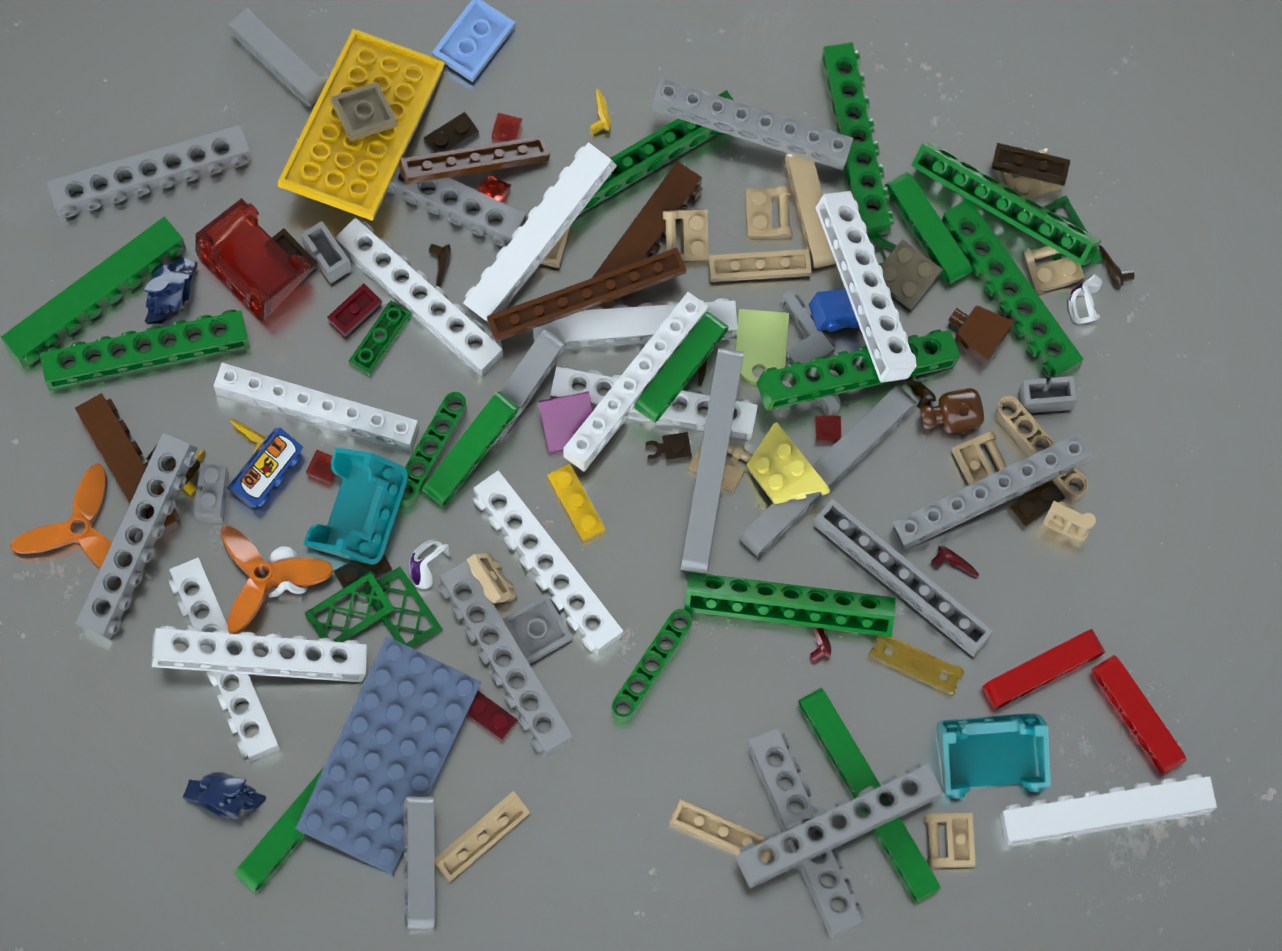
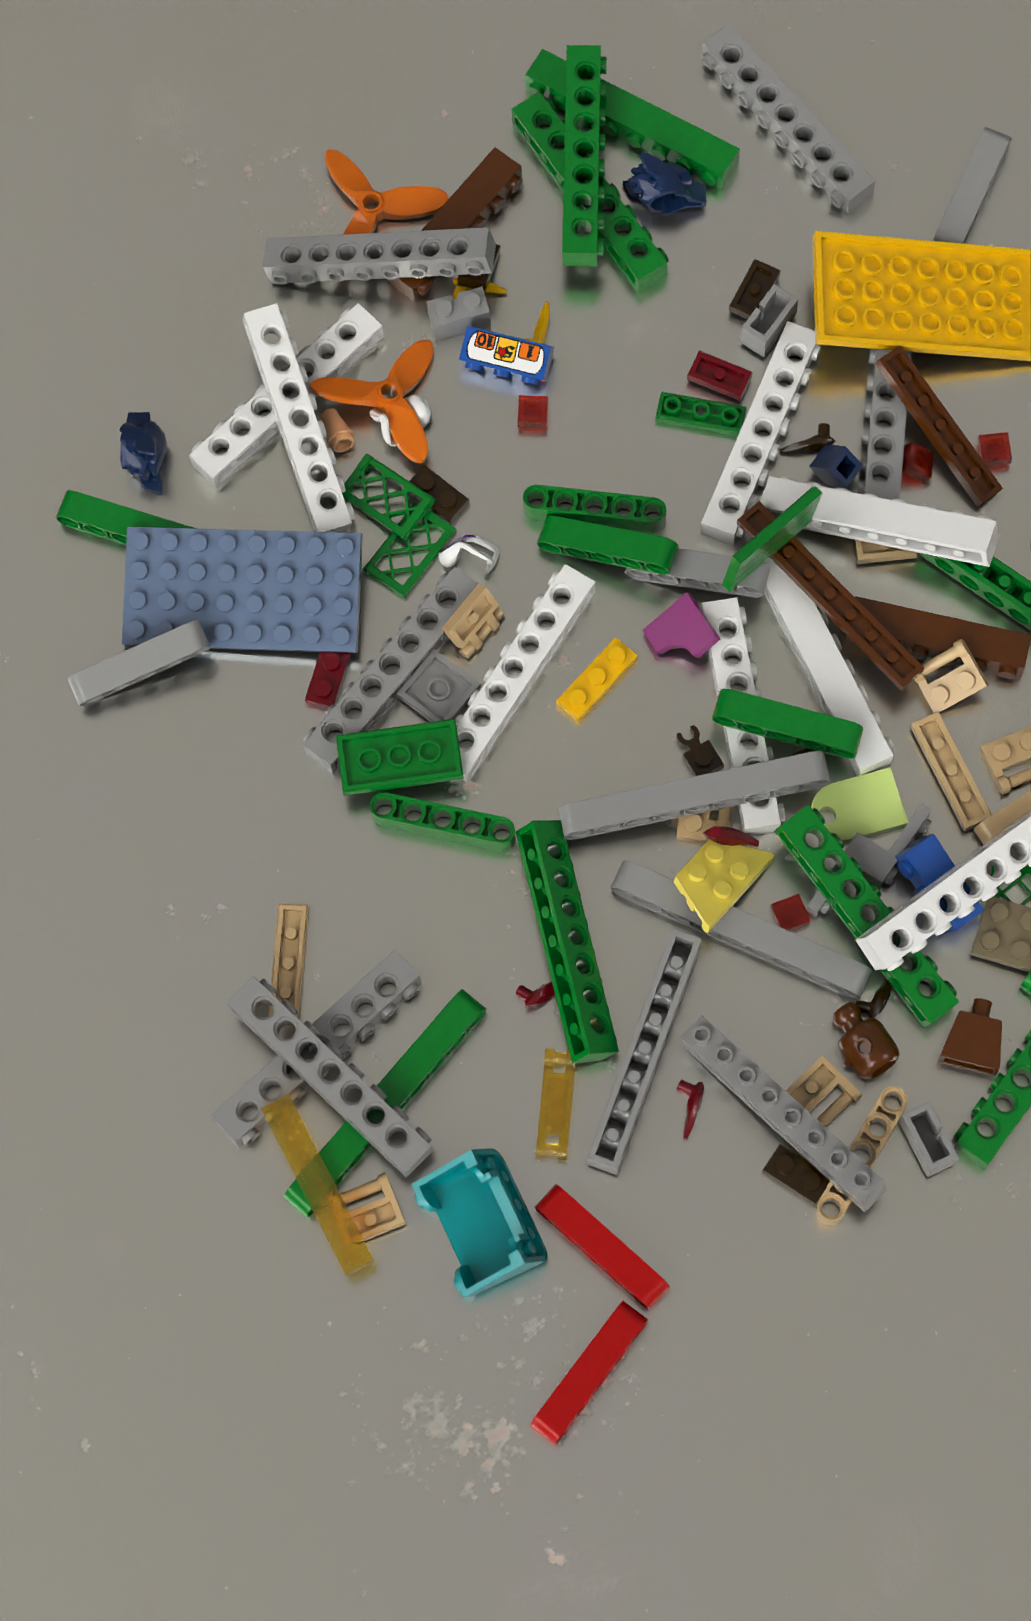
camera: 80 degrees right, 0 degrees up
(56, 322) = (581, 62): none -> green brick
(249, 260) = (729, 248): clear red windscreen -> none
(276, 626) = (338, 433): none -> light nougat cone
(316, 407) = (593, 378): white brick -> none
(362, 508) = (497, 465): teal windscreen -> none
(363, 111) = (937, 289): dark tan plate -> none
(451, 134) = (963, 398): dark brown plate -> none
(474, 250) = (836, 465): none -> dark blue brick
(481, 836) = (192, 716): tan plate -> none
(533, 314) = (771, 538): none -> green tile
(588, 677) = (399, 757): none -> green tile
(623, 395) = (719, 671): white brick -> none
(751, 448) = (729, 836): none -> dark red bar
(921, 868) = (317, 1185): none -> clear yellow plate
(1062, 516) = (785, 1205): tan plate -> none
(1107, 811) = (463, 1374): white brick -> none

